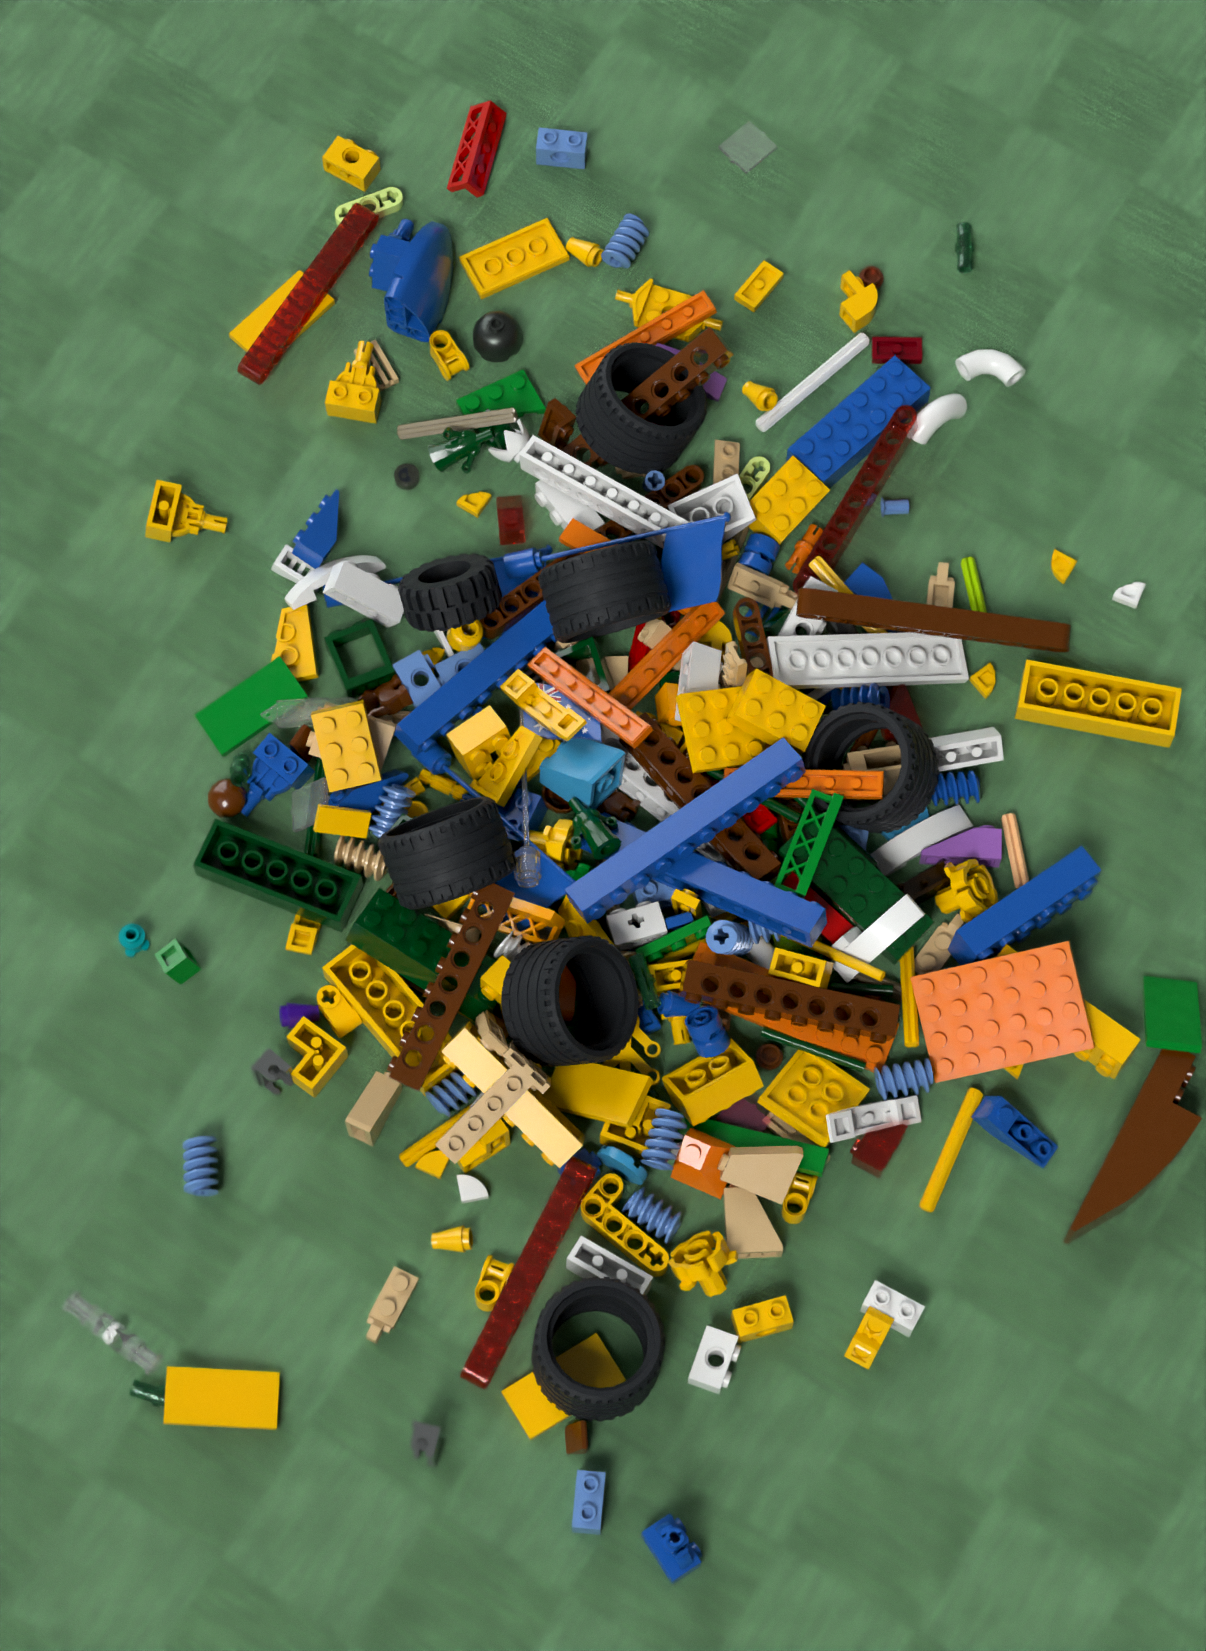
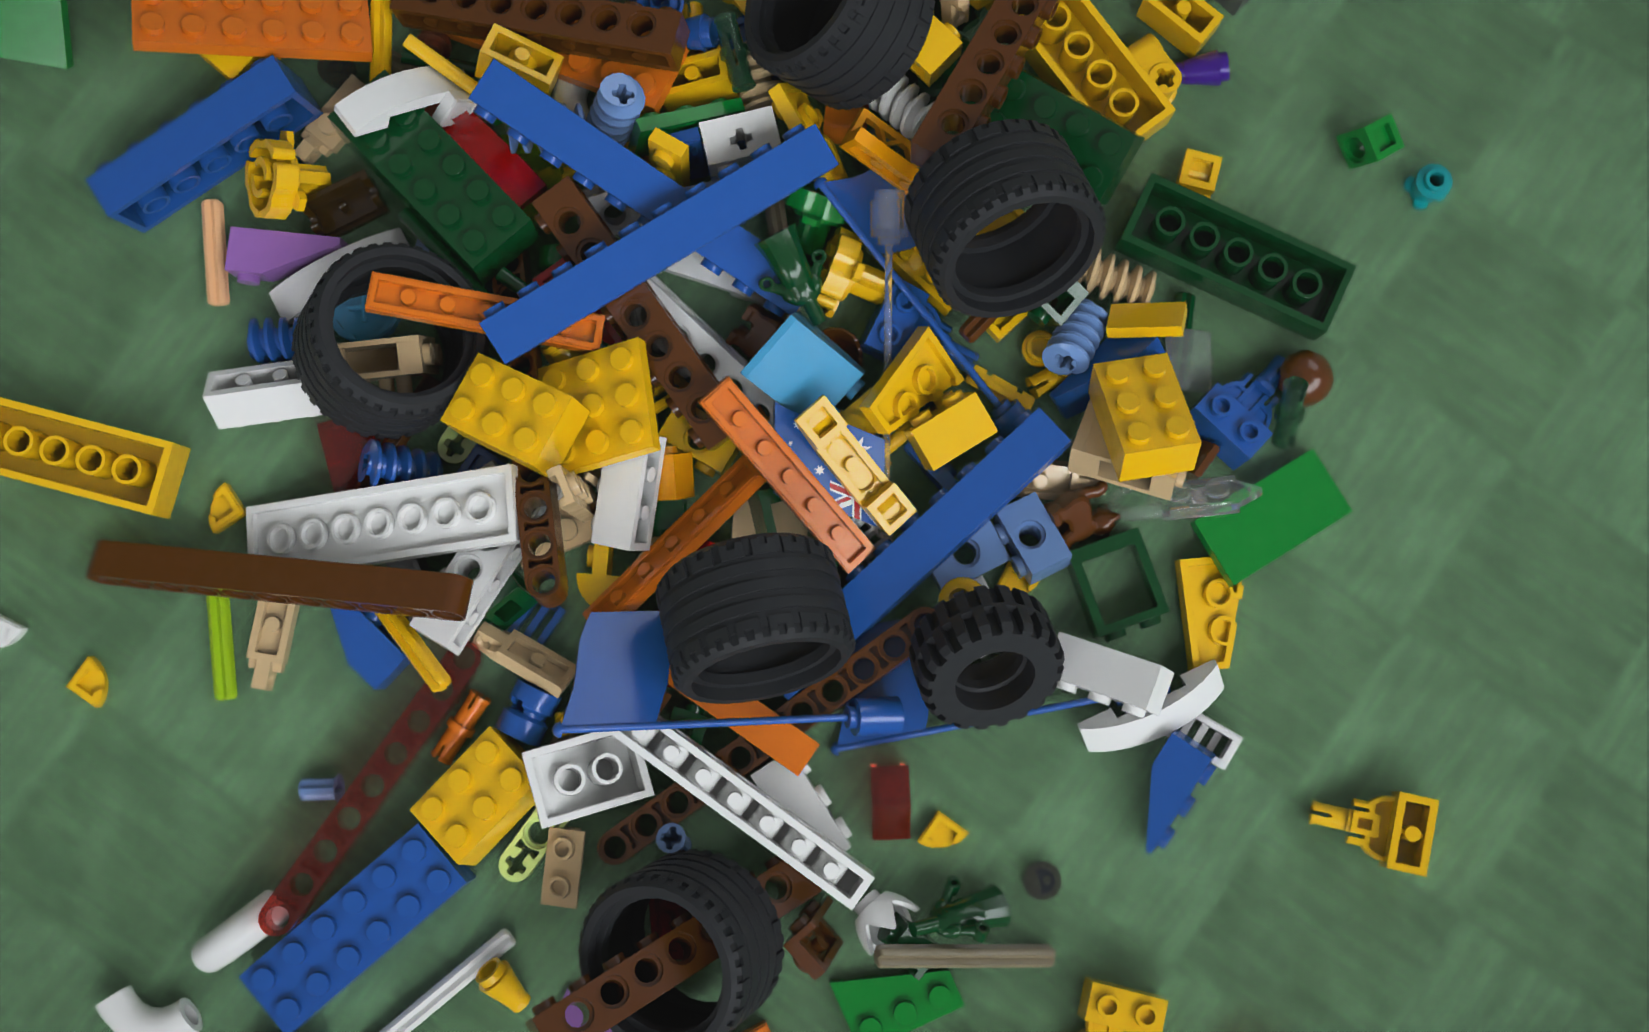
camera: 175 degrees left, 15 degrees up
(819, 842) = (471, 206): green fence -> none

